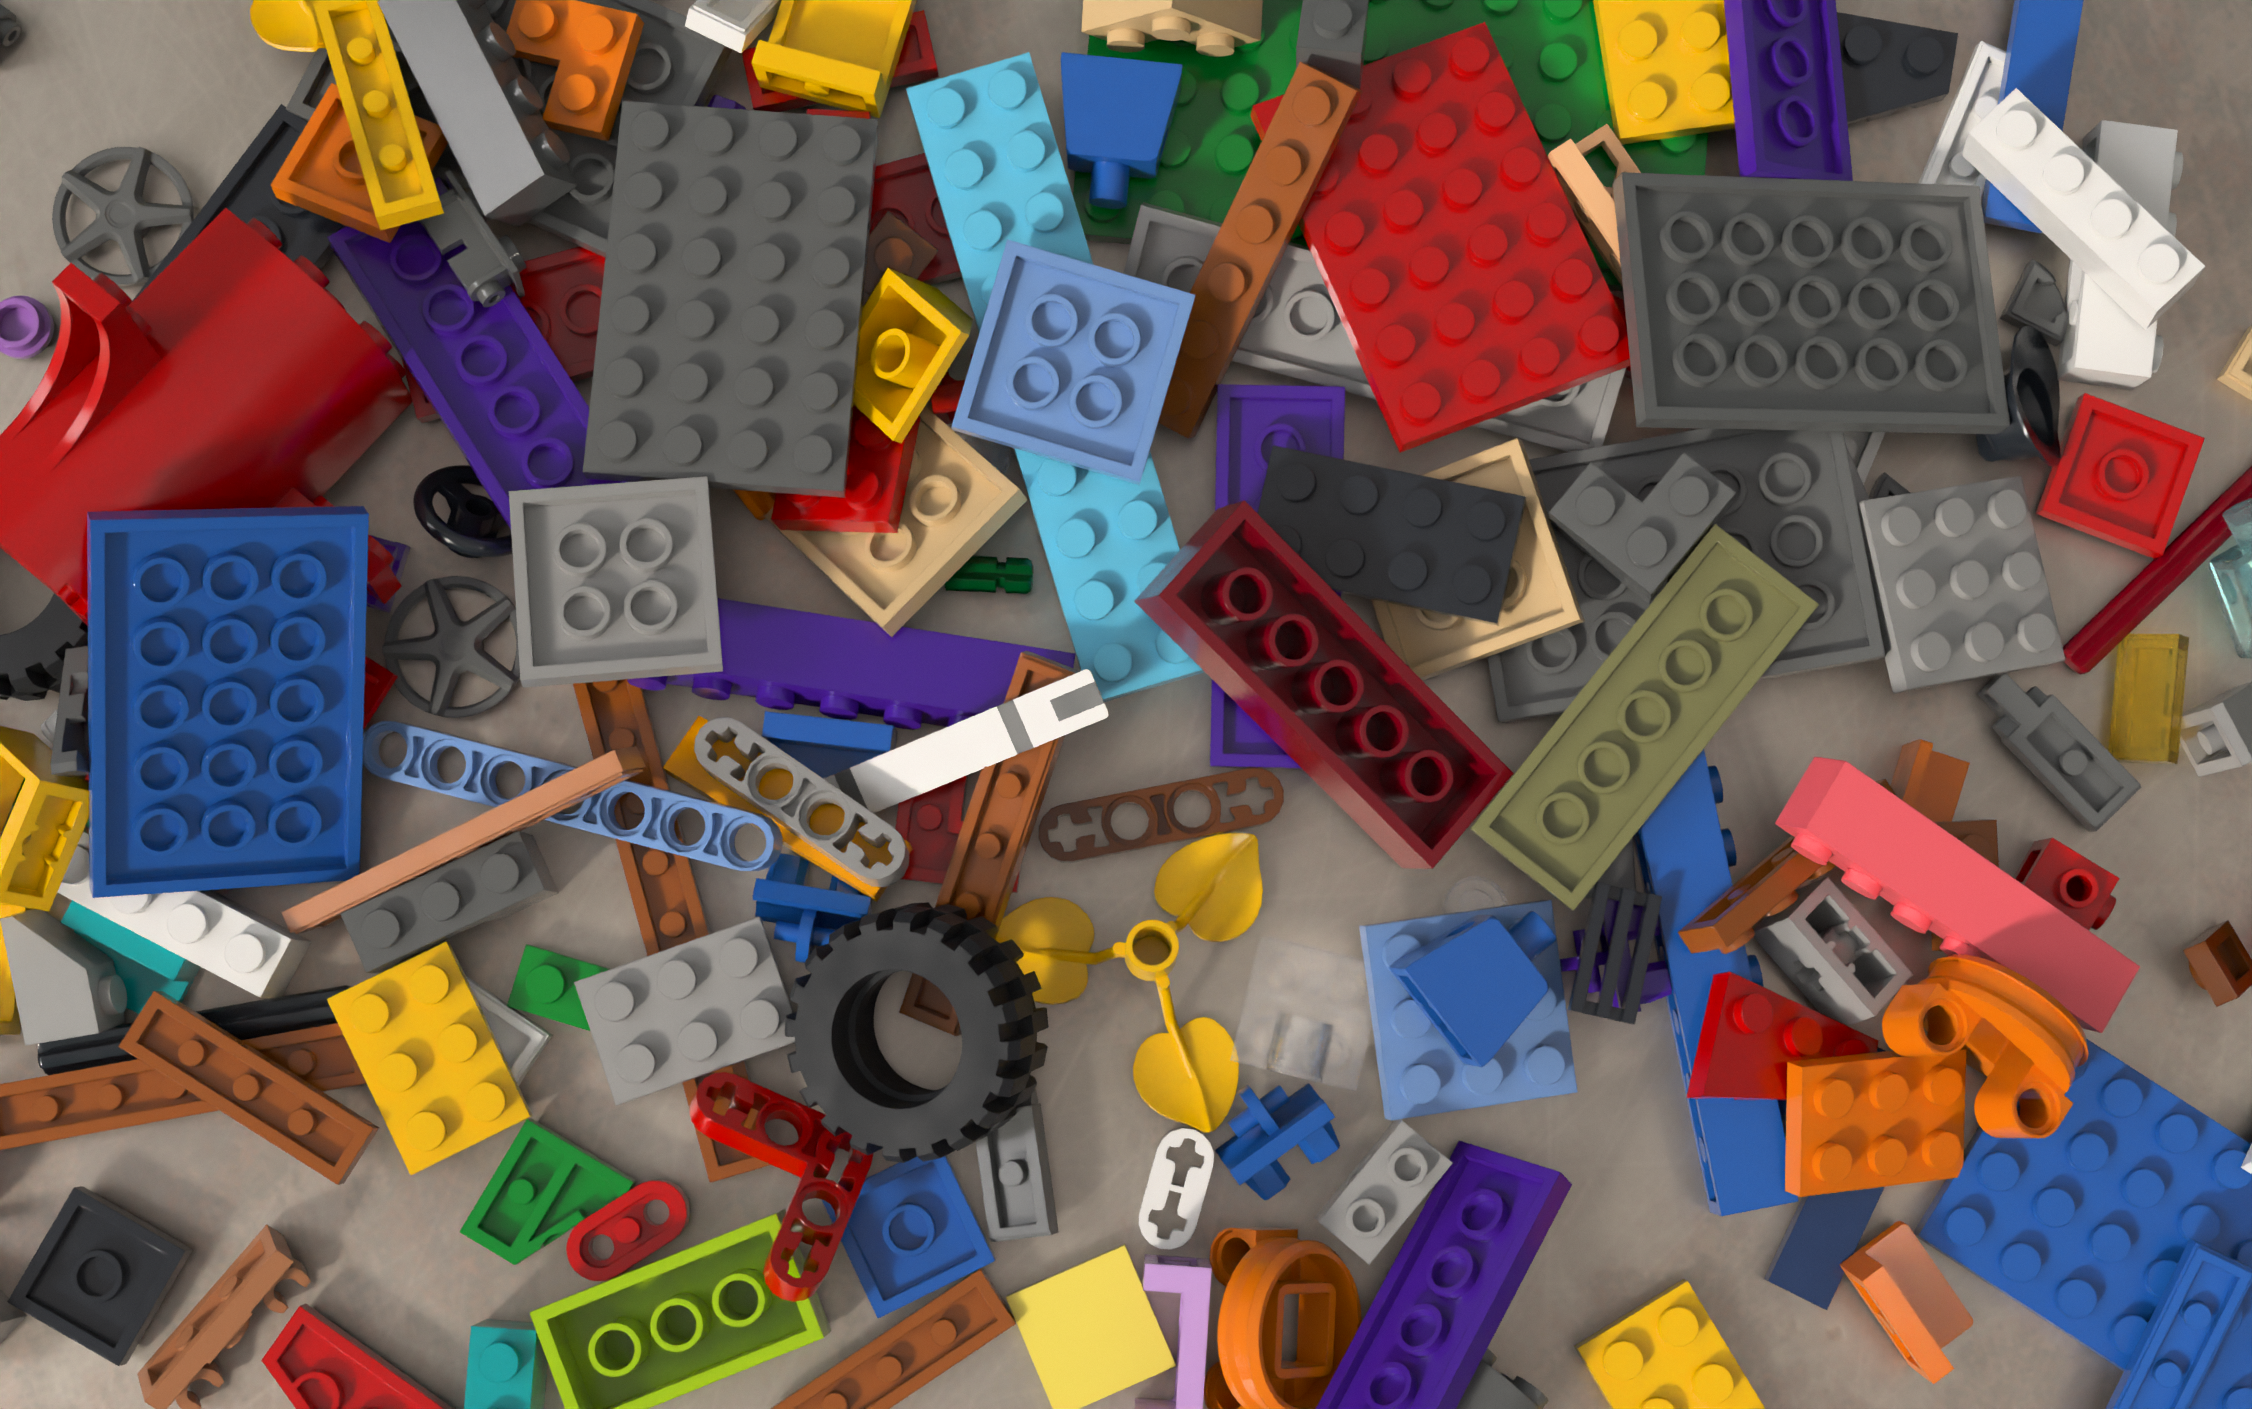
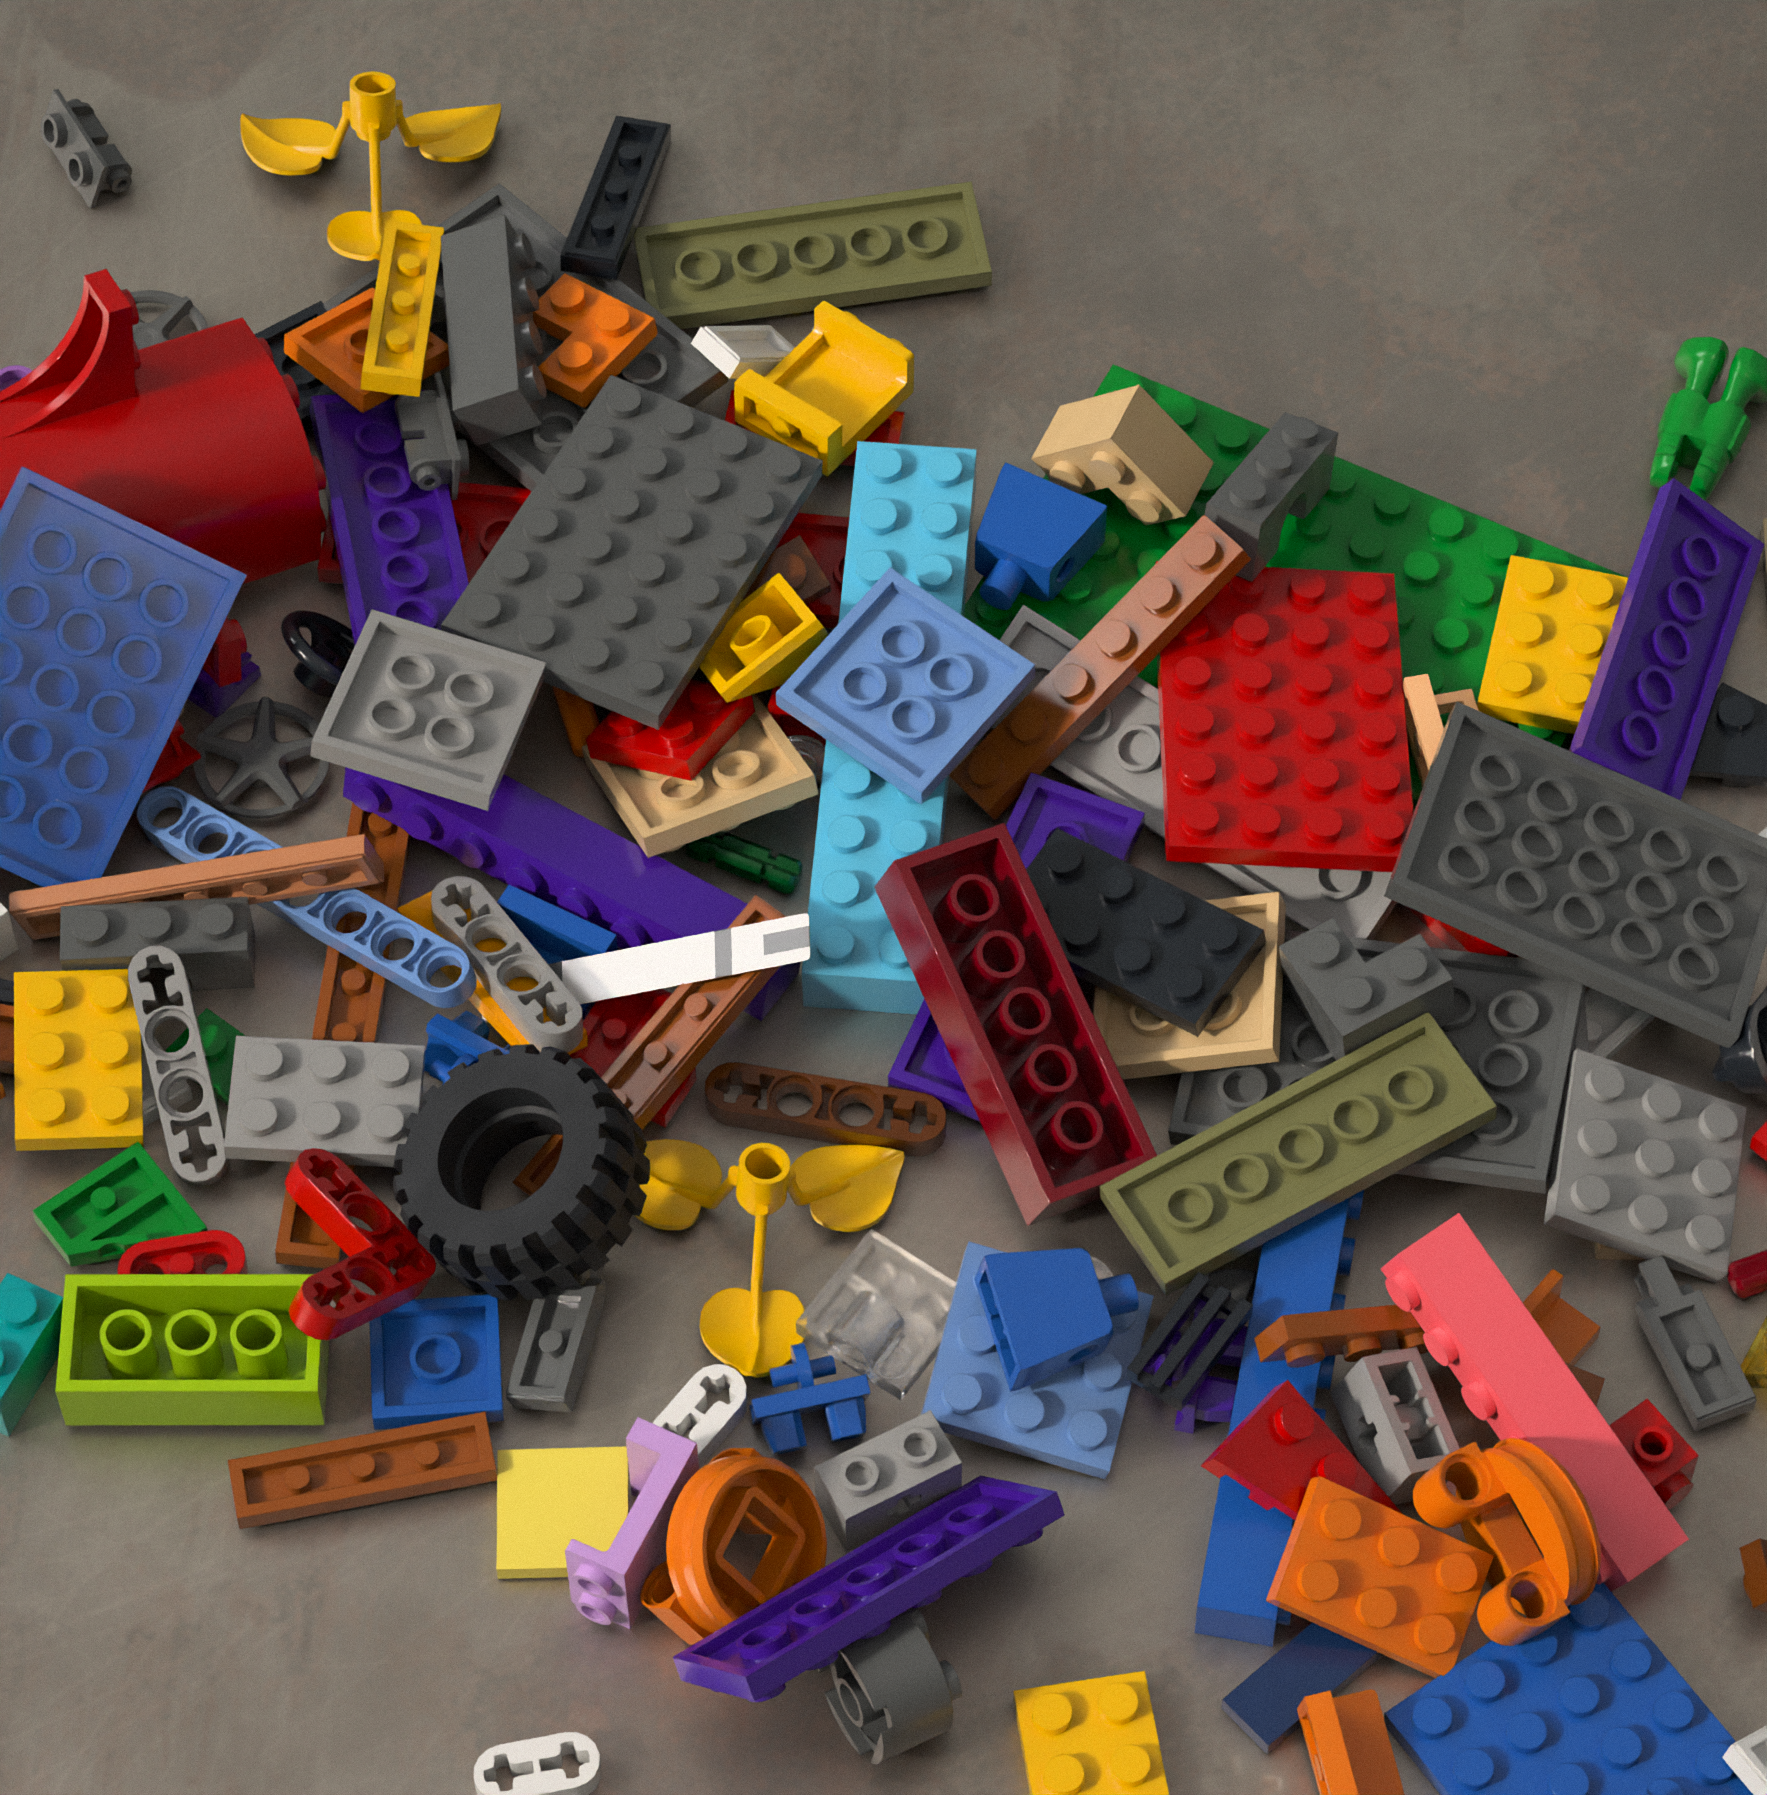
camera: 20 degrees right, 25 degrees down
(523, 1036) = (179, 1065): none -> light grey beam

